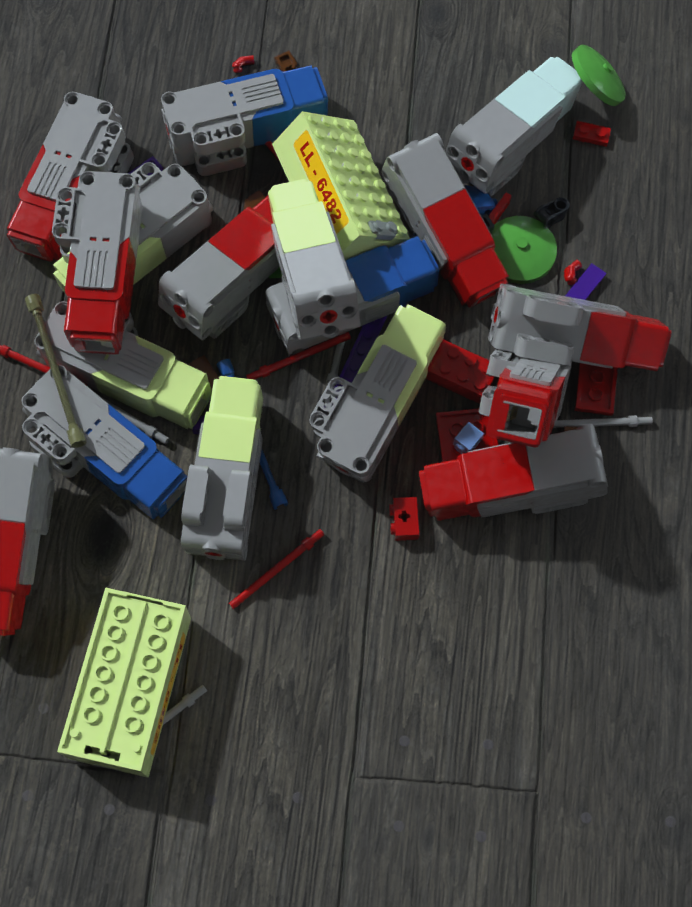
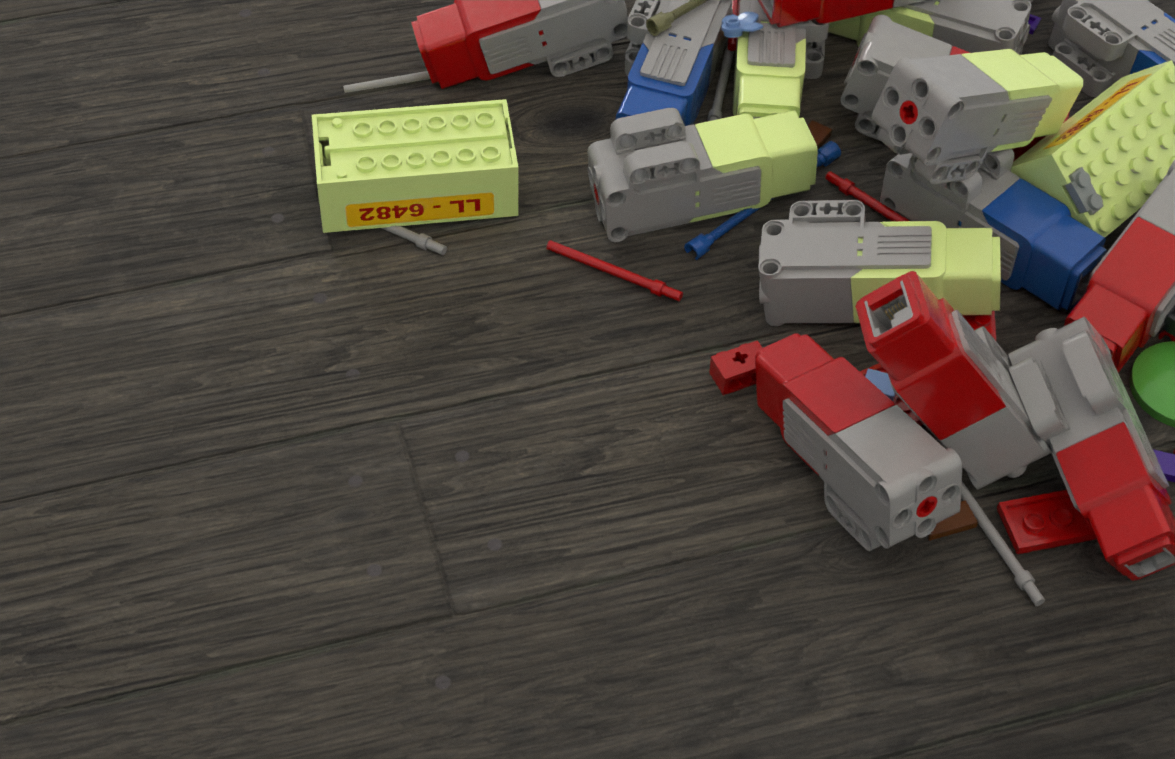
camera: 70 degrees right, 20 degrees down
(101, 374) = (735, 25): none -> medium blue plate

